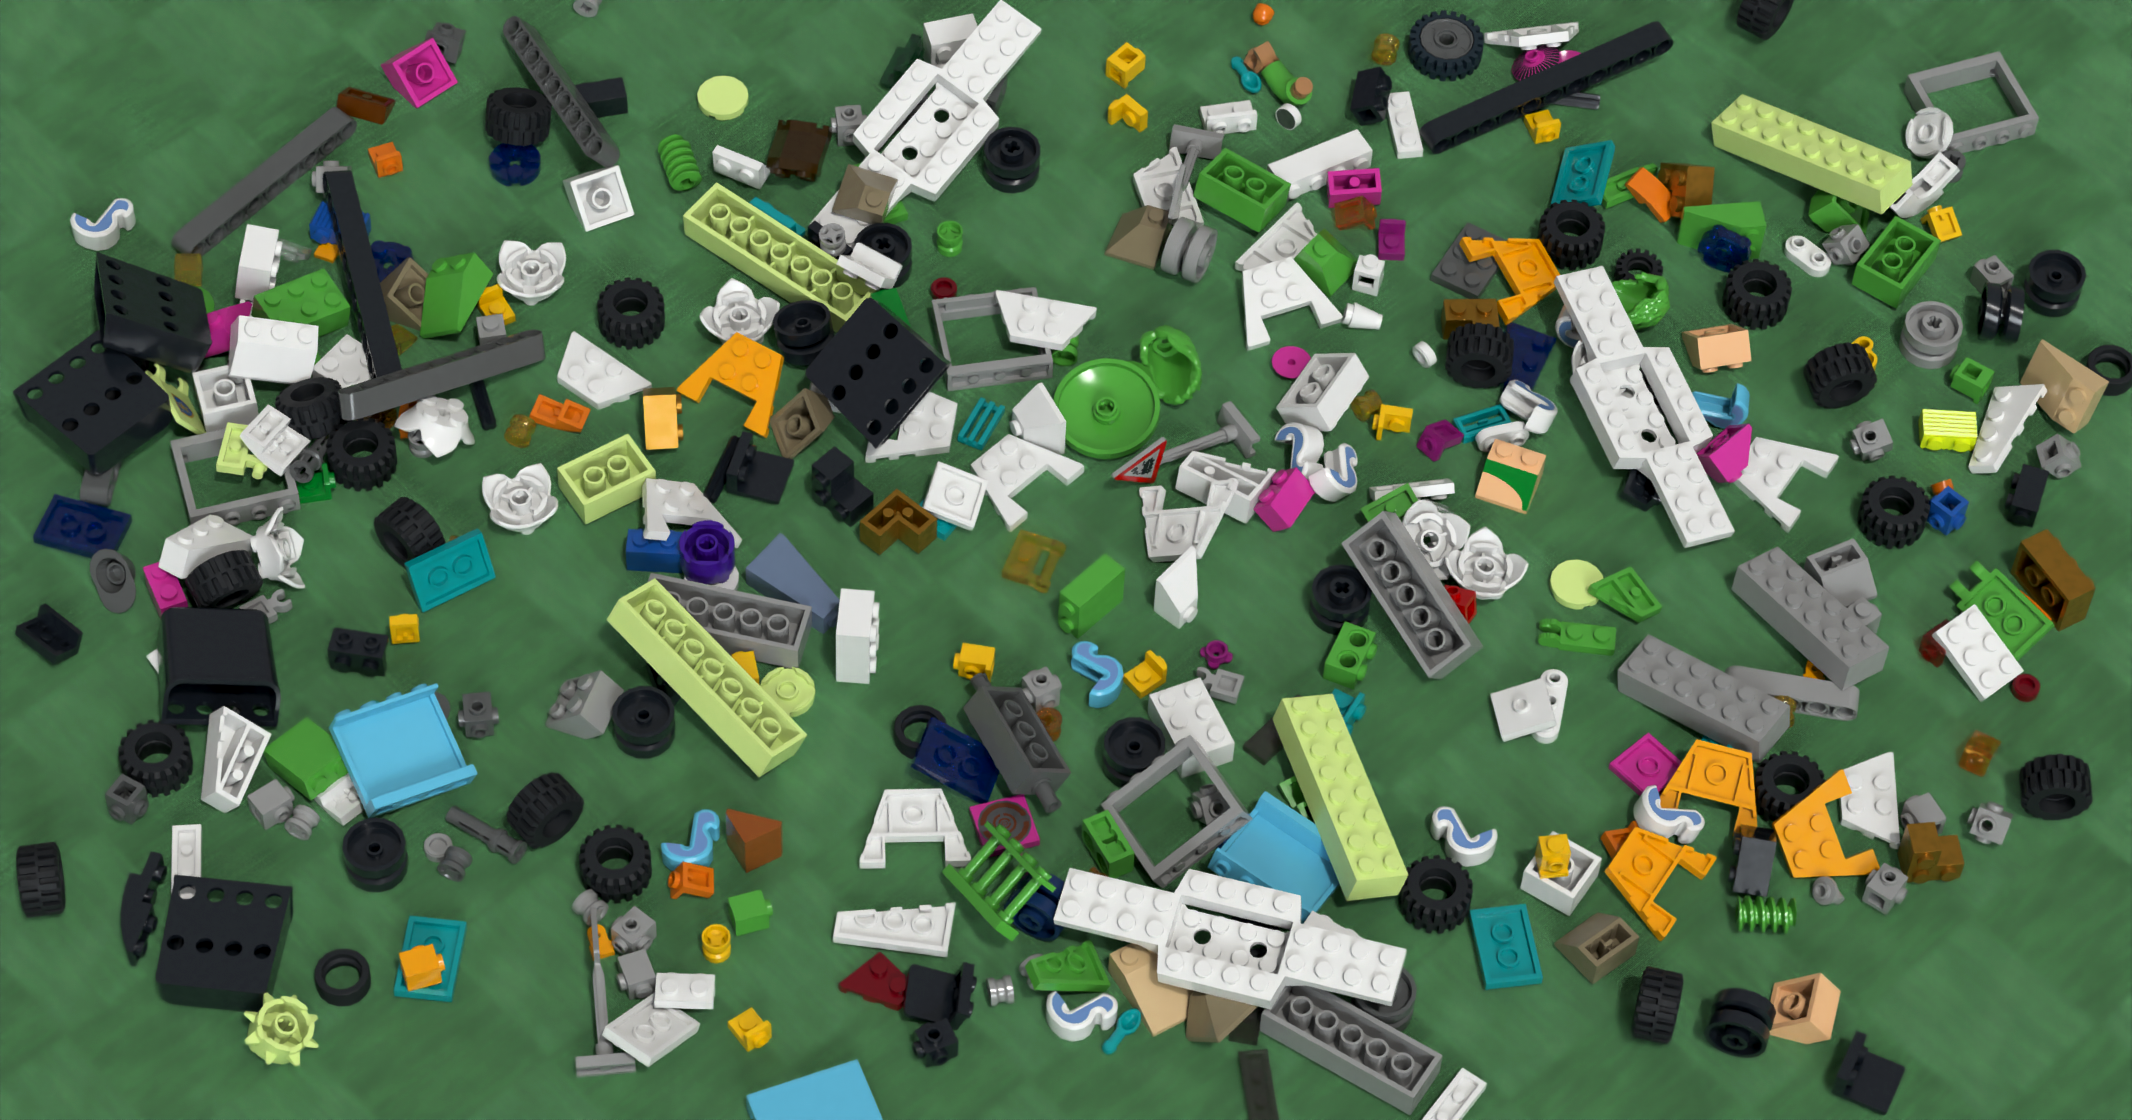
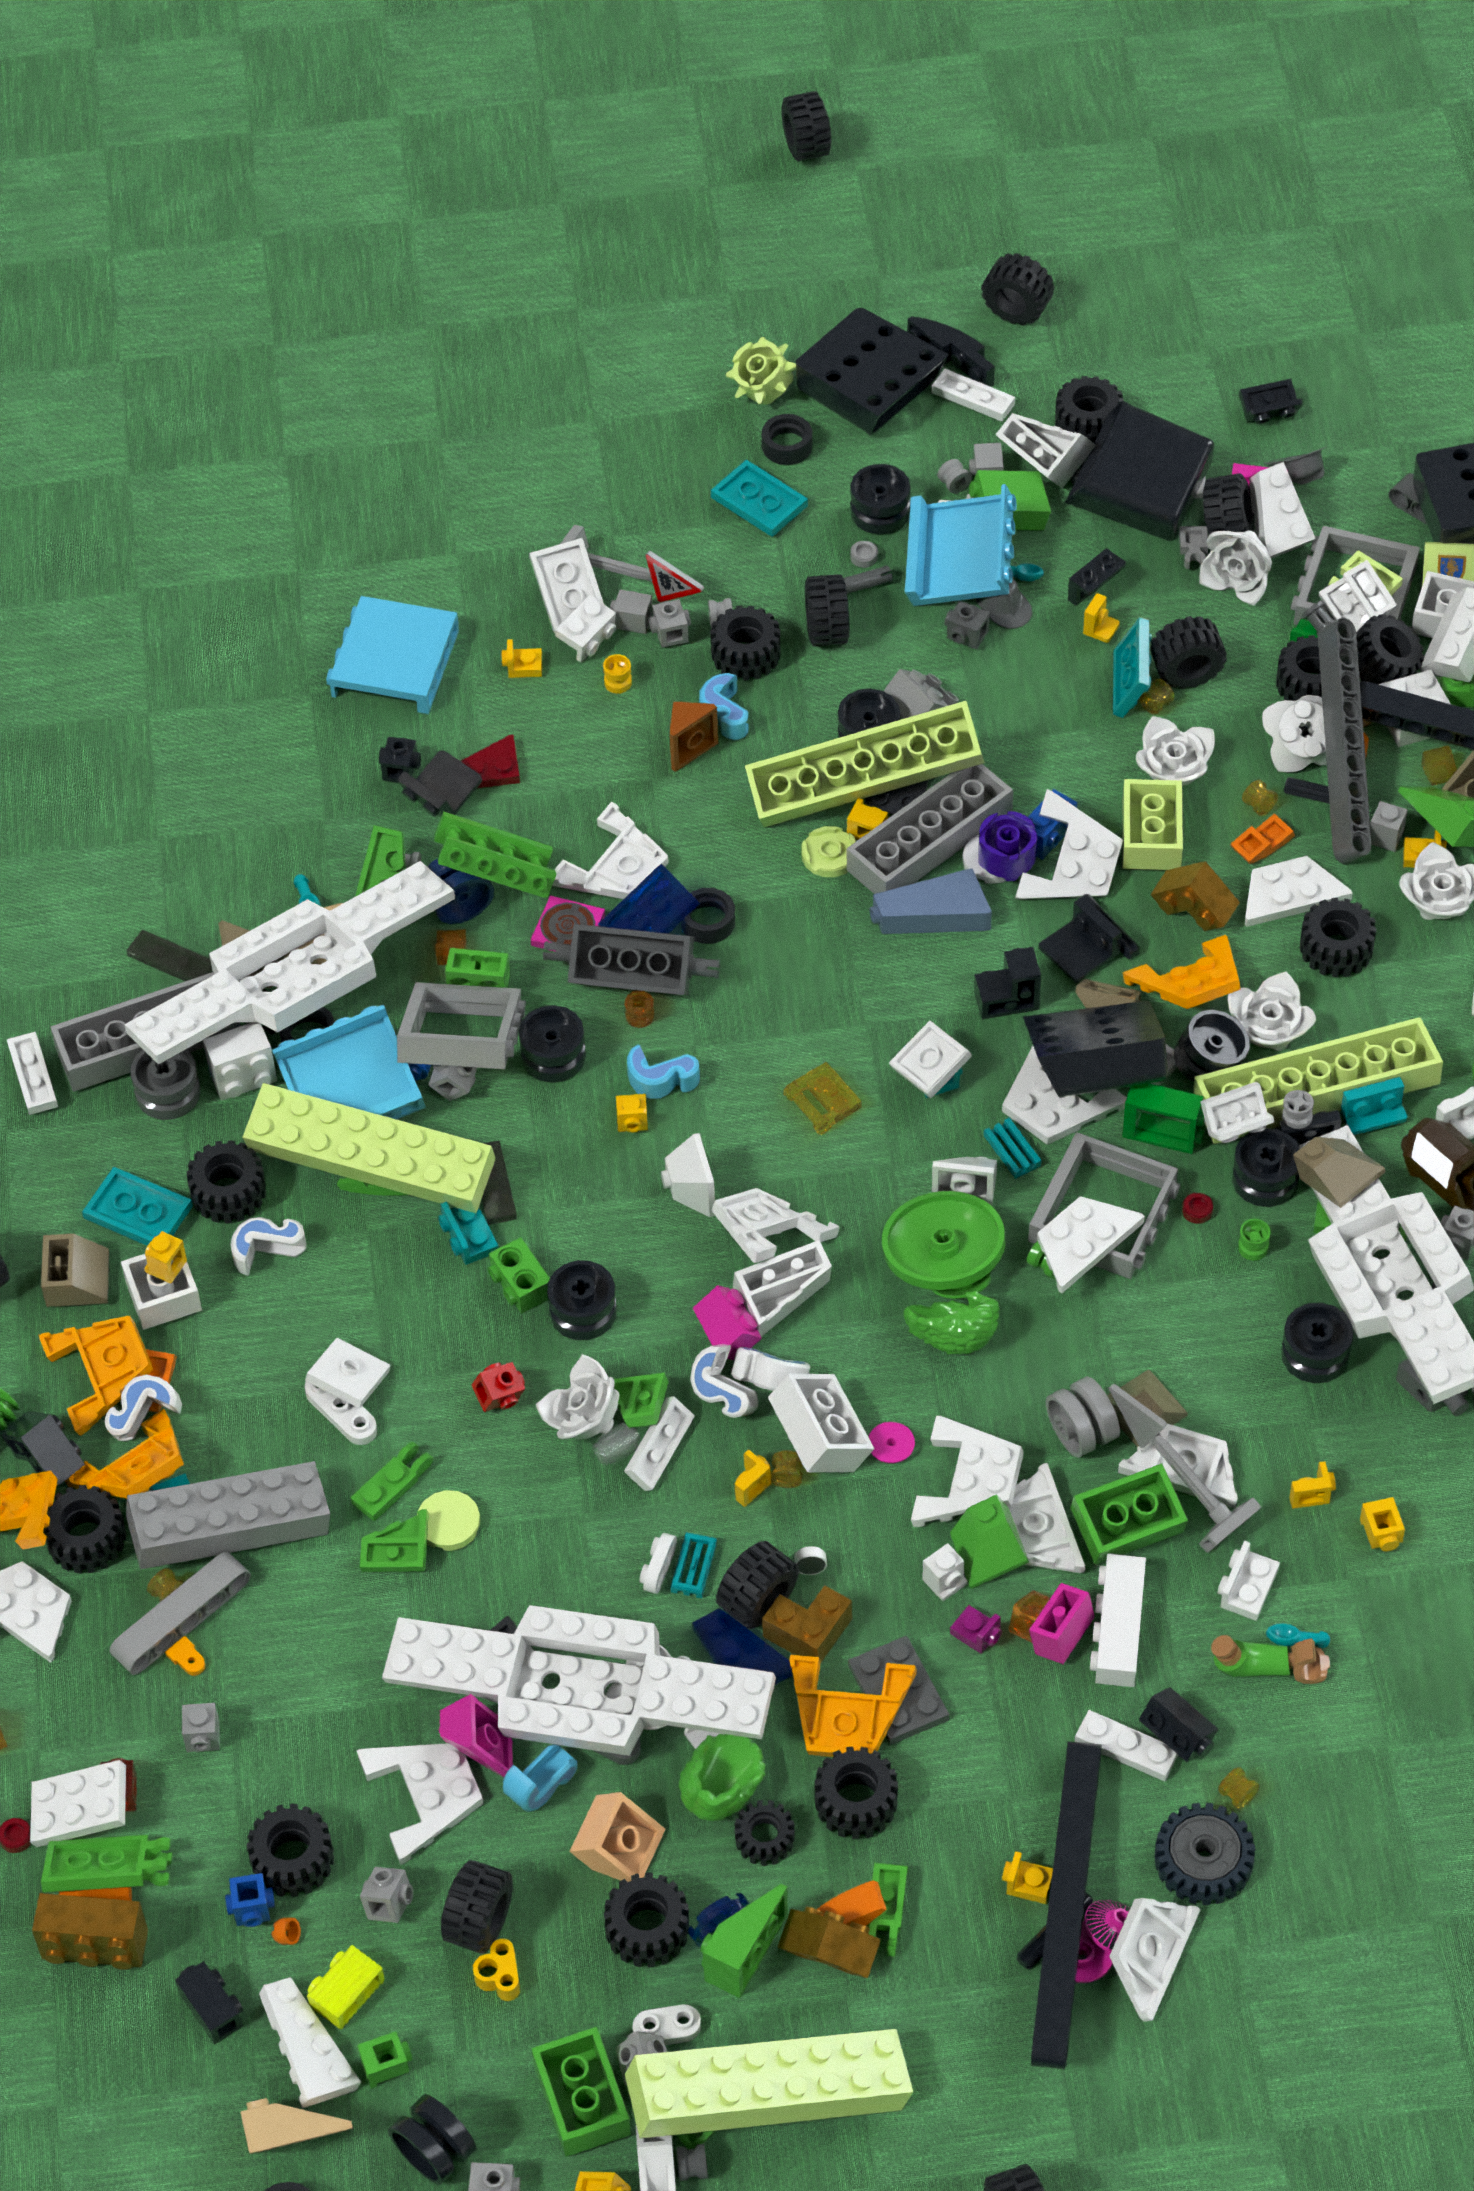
camera: 130 degrees right, 0 degrees up
(81, 527) = (1371, 468): clear blue plate -> none
(126, 799) = (1058, 372): dark grey brick -> none
(421, 967) = (745, 472): light orange brick -> none
(455, 863) = (834, 549): dark grey wheel -> none
(605, 945) = (696, 612): light orange piece -> none
(691, 880) = (688, 686): orange bracket -> none
(749, 912) = (625, 703): bright green brick -> none
(857, 636) = (827, 893): white brick -> none
(898, 519) = (939, 1004): pearl gold brick -> none
(907, 930) = (531, 797): white wing -> none
(975, 660) = (744, 991): yellow brick -> none
(1000, 990) = (414, 830): light grey wheel -> none
(1012, 467) = (938, 1135): white wing -> none
(1042, 688) = (675, 1018): light grey brick -> none
(1079, 1022) = (336, 864): white animal -> none
(1091, 596) = (738, 1101): bright green brick -> none
(1190, 711) = (545, 1106): white brick -> none
(1216, 647) = (611, 1172): magenta plate -> none
(1223, 685) = (574, 1162): light grey plate -> none
(1233, 428) = (841, 1338): light grey piece -> none
(1262, 14) = (1372, 1704): orange hinge -> none
(1288, 116) = (1206, 1634): tile -> none
(1361, 317) = (899, 1535): white cone -> none
(1412, 595) = (524, 1333): light grey brick -> none
(1437, 438) = (701, 1509): magenta bracket -> none
(1485, 566) = (501, 1424): white brick -> none
(1510, 476) = (610, 1541): light nougat slope -> none
(1530, 406) = (670, 1609): white animal -> none
(1584, 173) = (923, 1857): teal plate -> none
(1645, 765) = (212, 1445): dark pink tile -> none
(1810, 618) = (233, 1669): light grey brick -> none
(1843, 572) = (261, 1744): light grey slope -> none
(1930, 335) = (466, 2056): light grey wheel -> none
(2059, 456) = (223, 2063): light grey brick -> none

